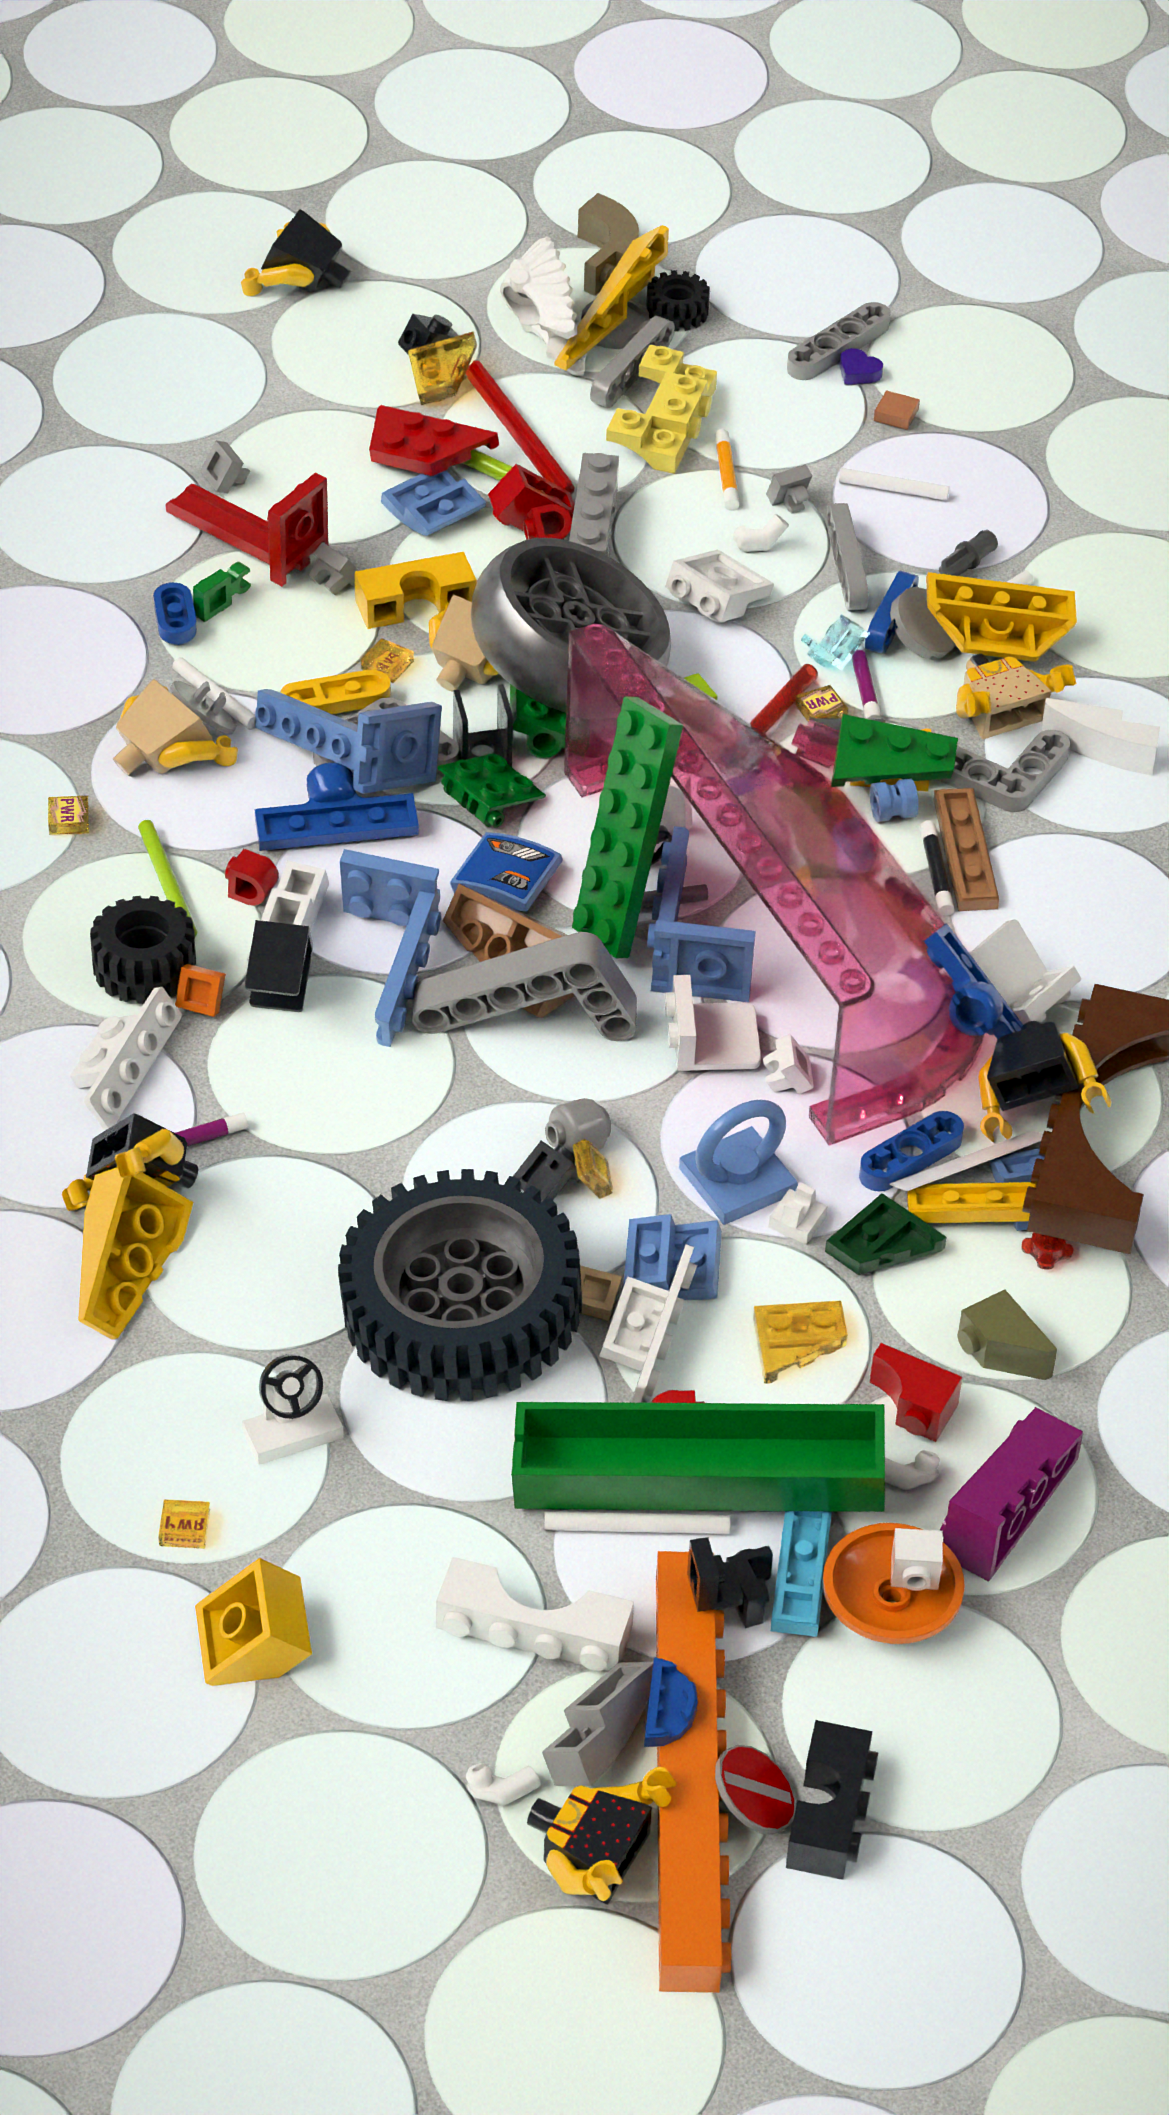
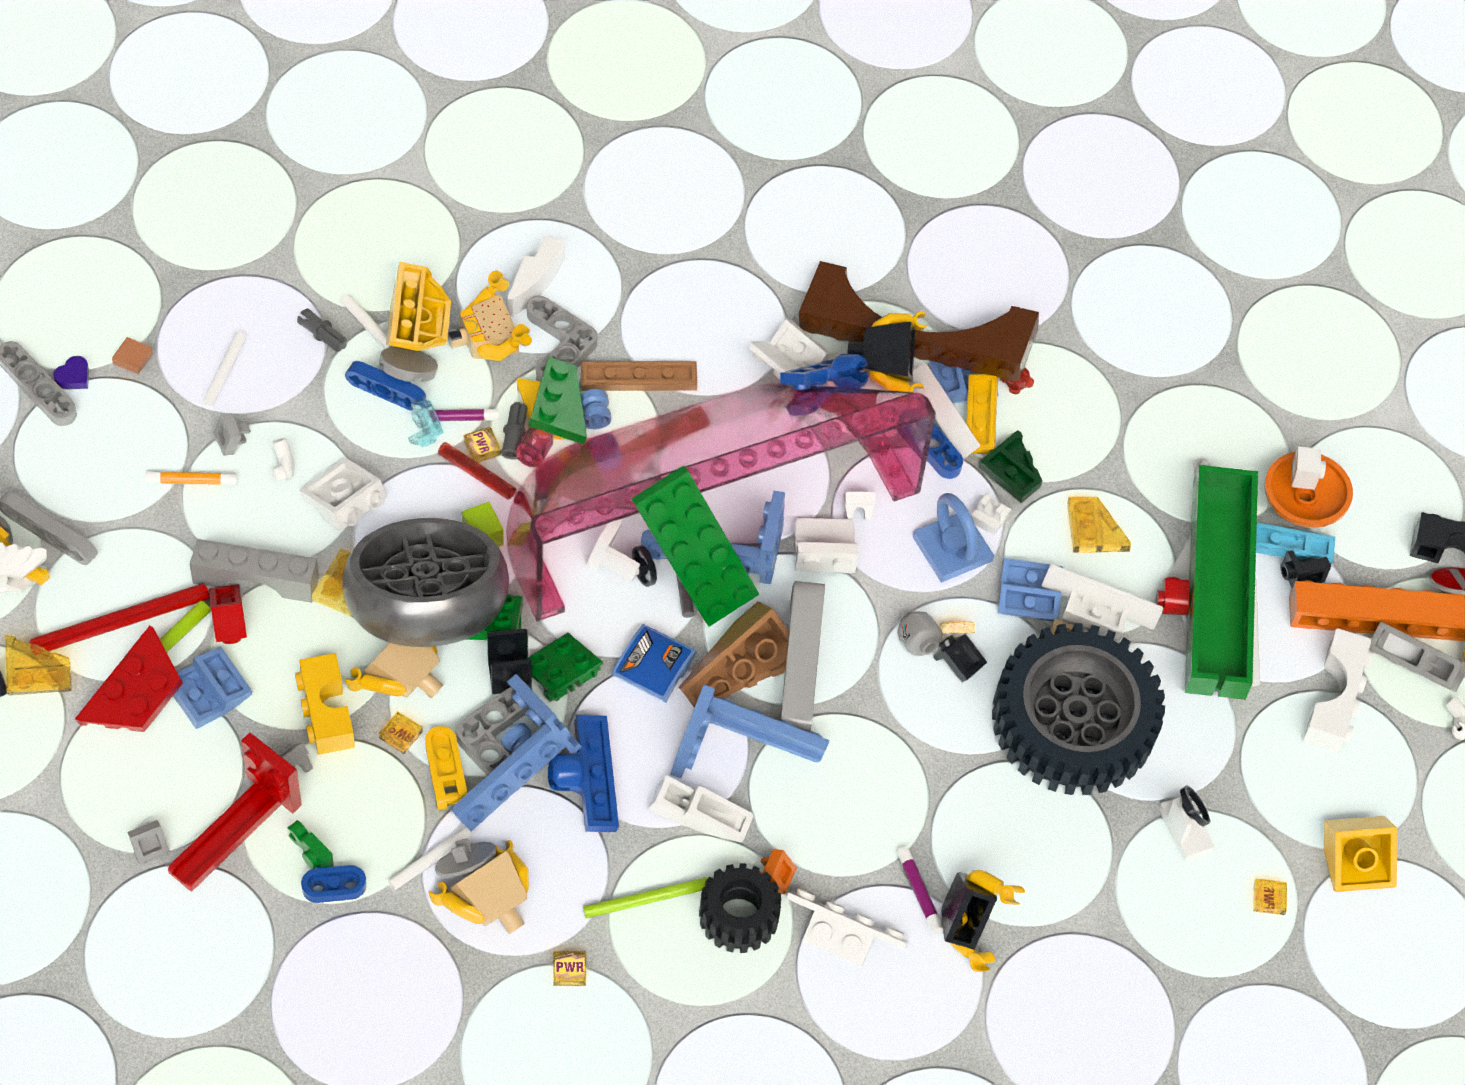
camera: 90 degrees left, 10 degrees up
(126, 1240) = (1039, 931): yellow wedge -> none
(250, 877) = (656, 834): red plate -> none
(279, 966) = (767, 810): black piece -> none
(547, 522) = (262, 603): red plate -> none
(670, 1705) = (1418, 612): blue tile -> none
(673, 414) = (118, 503): light yellow bracket -> none
(712, 1580) = (1333, 577): black bracket -> none
(847, 556) = (286, 406): light grey beam -> none
(920, 1390) = (1149, 462): red arch -> none
(937, 868) = (657, 395): black bar -> none
(1006, 1338) = (1097, 410): olive slope -> none
(1009, 1491) = (1228, 421): magenta wedge -> none

